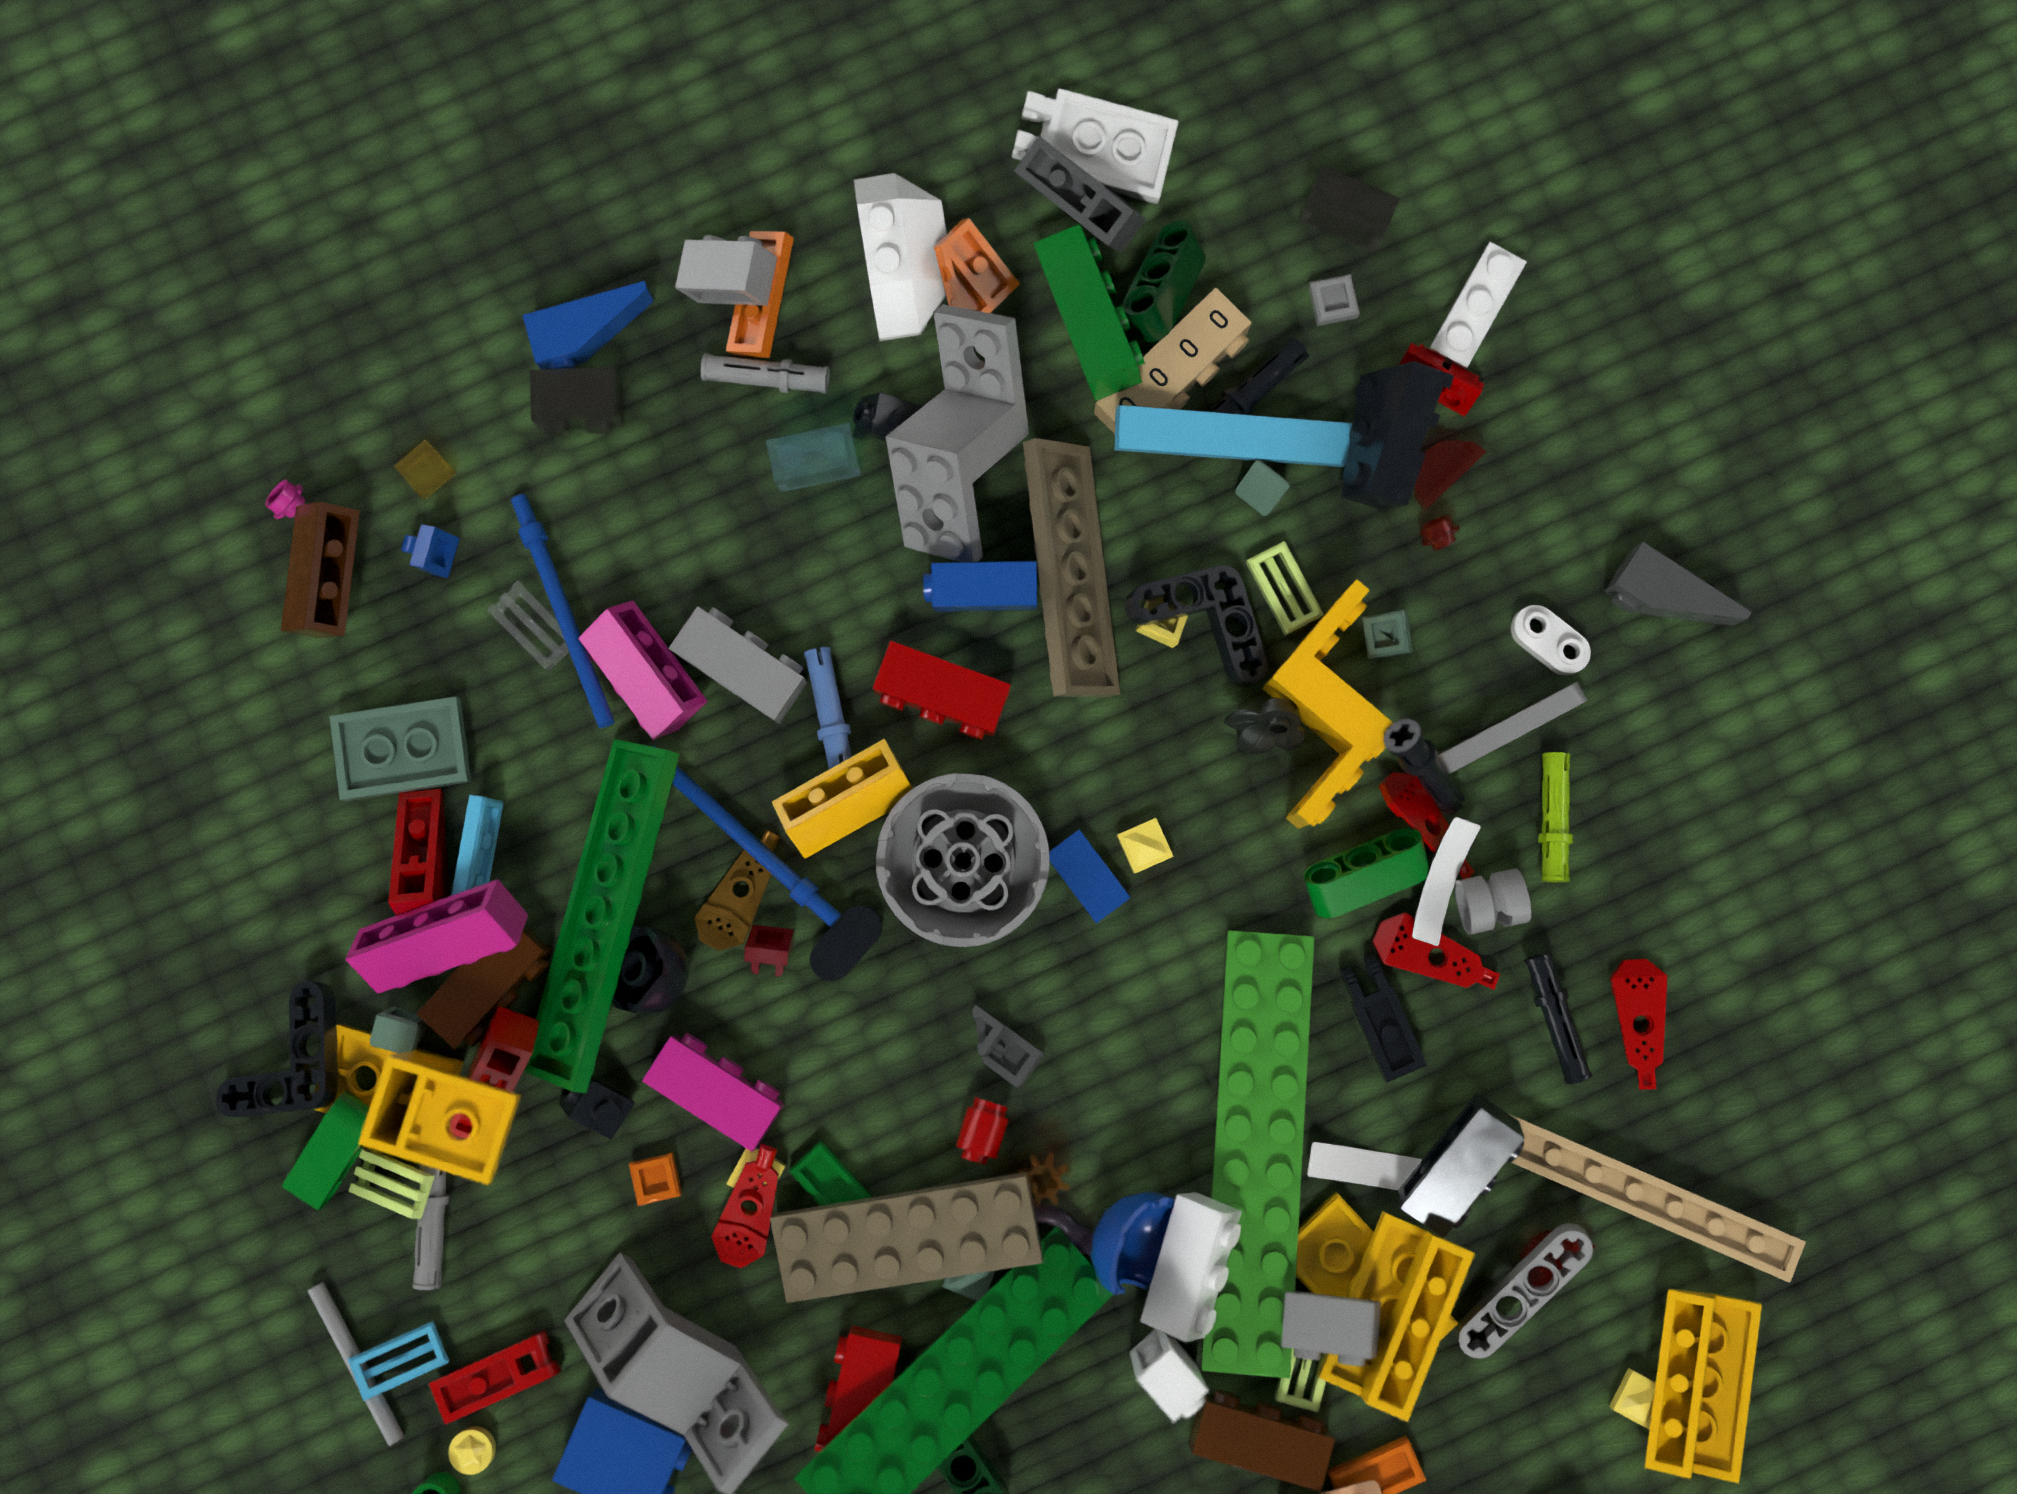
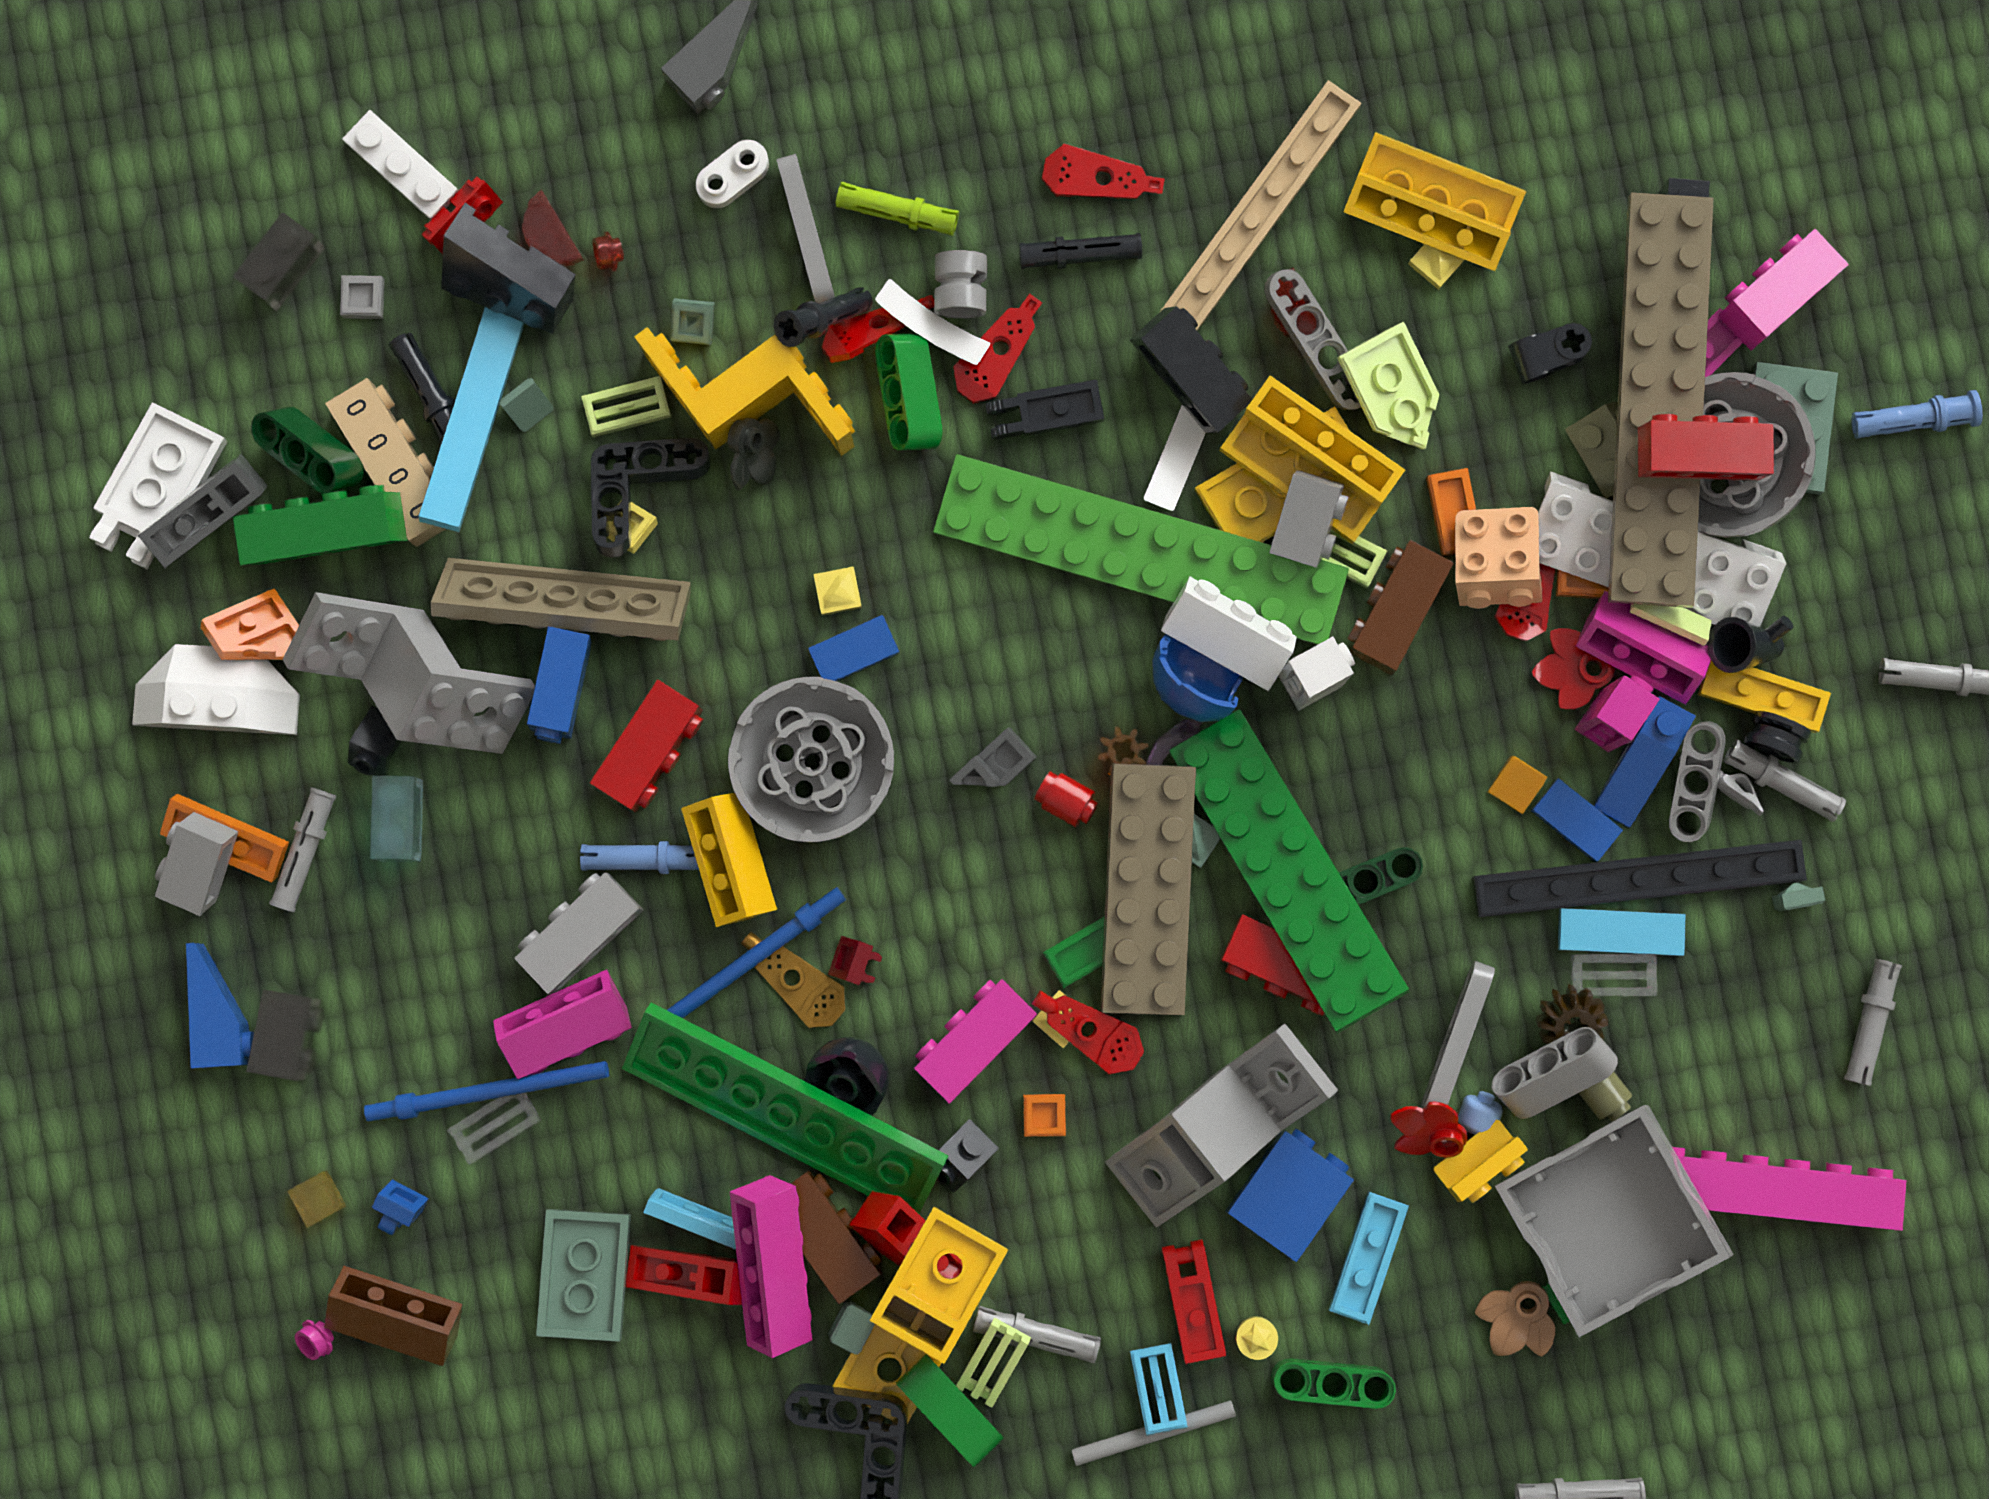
camera: 75 degrees left, 0 degrees up
(846, 943) = (865, 889): black tile -> none
(1495, 1382) = (1392, 385): none -> yellowish green tile

